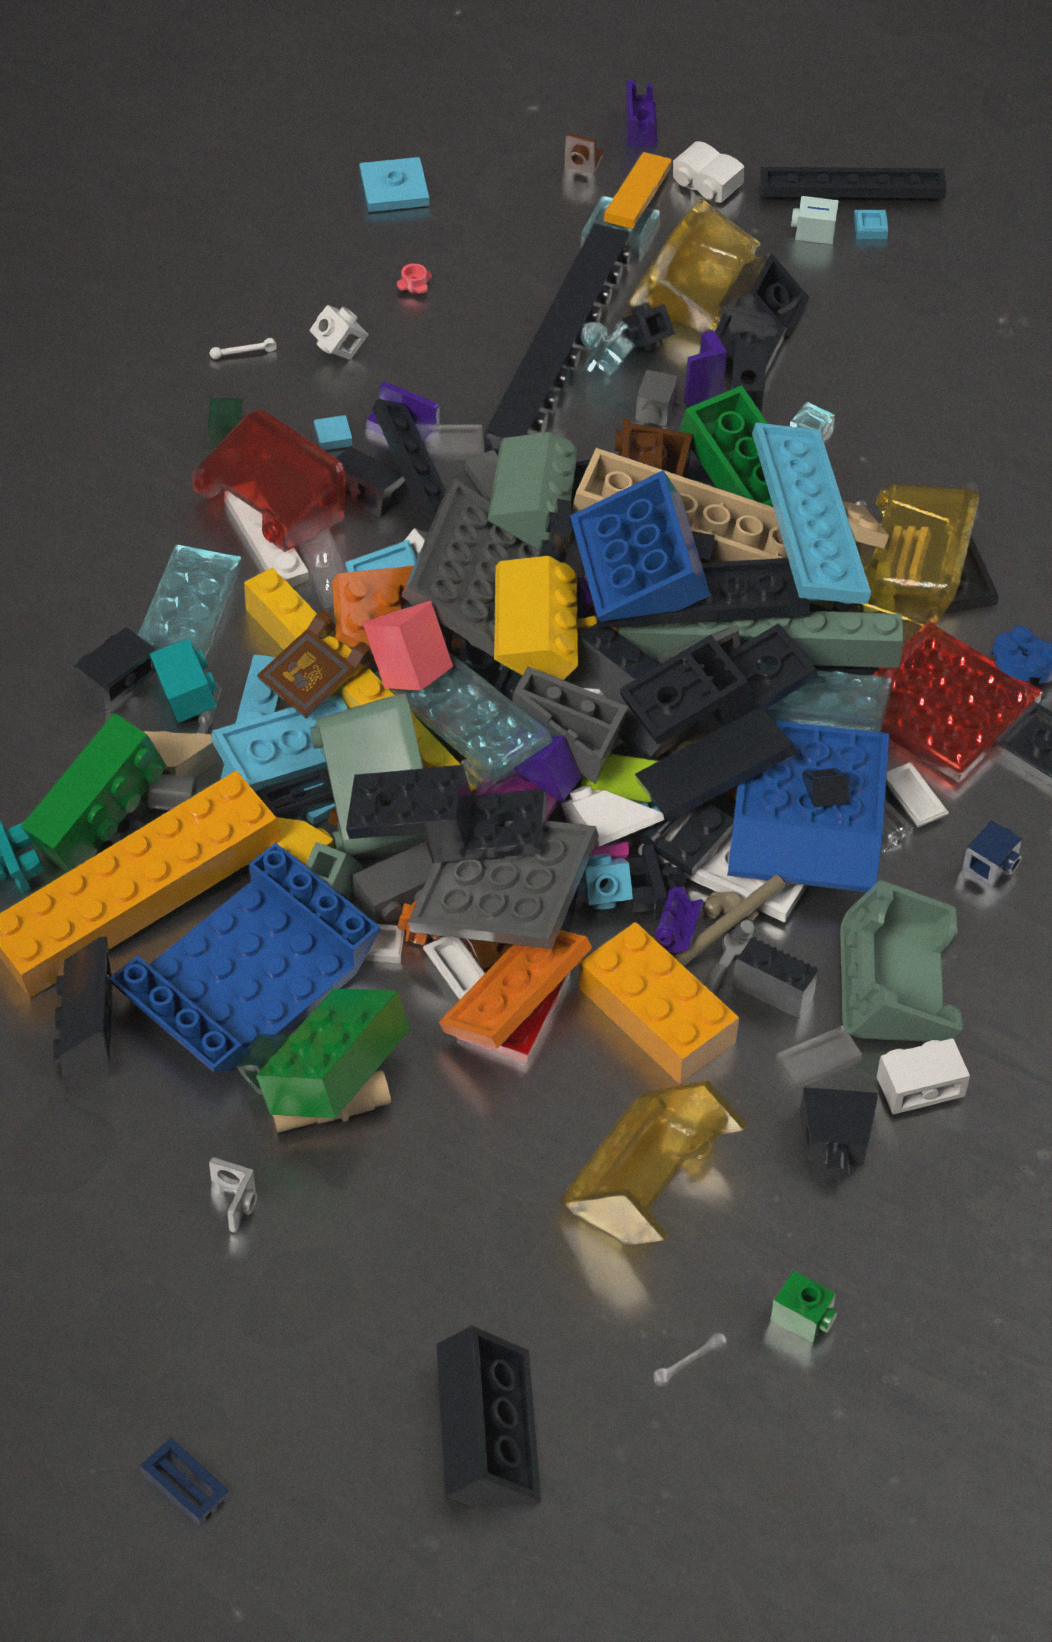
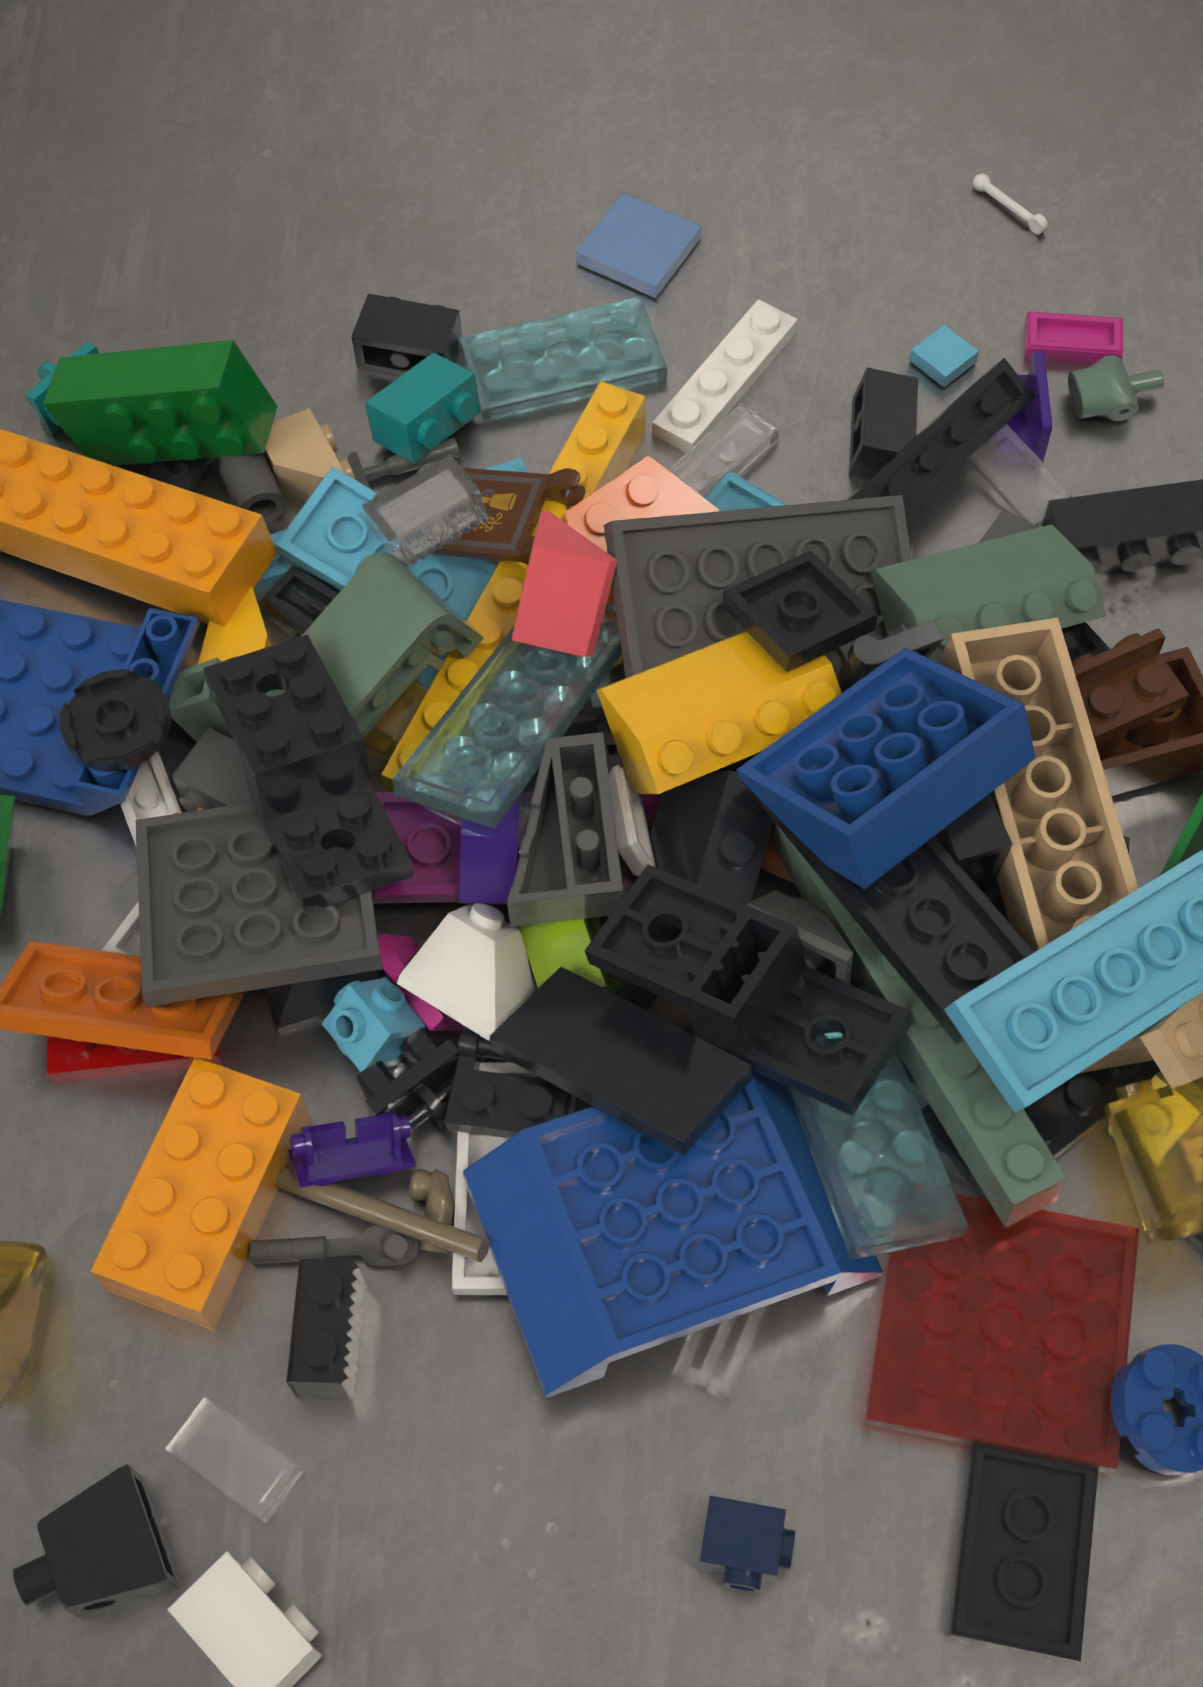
camera: 65 degrees right, 10 degrees up
(128, 528) = (639, 245): none -> medium blue tile
(223, 418) = (865, 245): clear green brick -> none
(279, 476) = (782, 330): clear red windscreen -> none
(289, 695) = (426, 511): none -> clear brick
(330, 903) = (115, 720): none -> black tile
(338, 332) = (1102, 271): white brick -> none
(365, 373) = (1073, 337): none -> dark pink tile
(418, 375) = (1108, 390): none -> sand green piece
(508, 550) = (799, 610): none -> black plate
(826, 787) = (659, 1228): black slope -> none
(894, 966) = (428, 1508): sand green windscreen -> none
(915, 795) = (795, 1368): white tile -> none

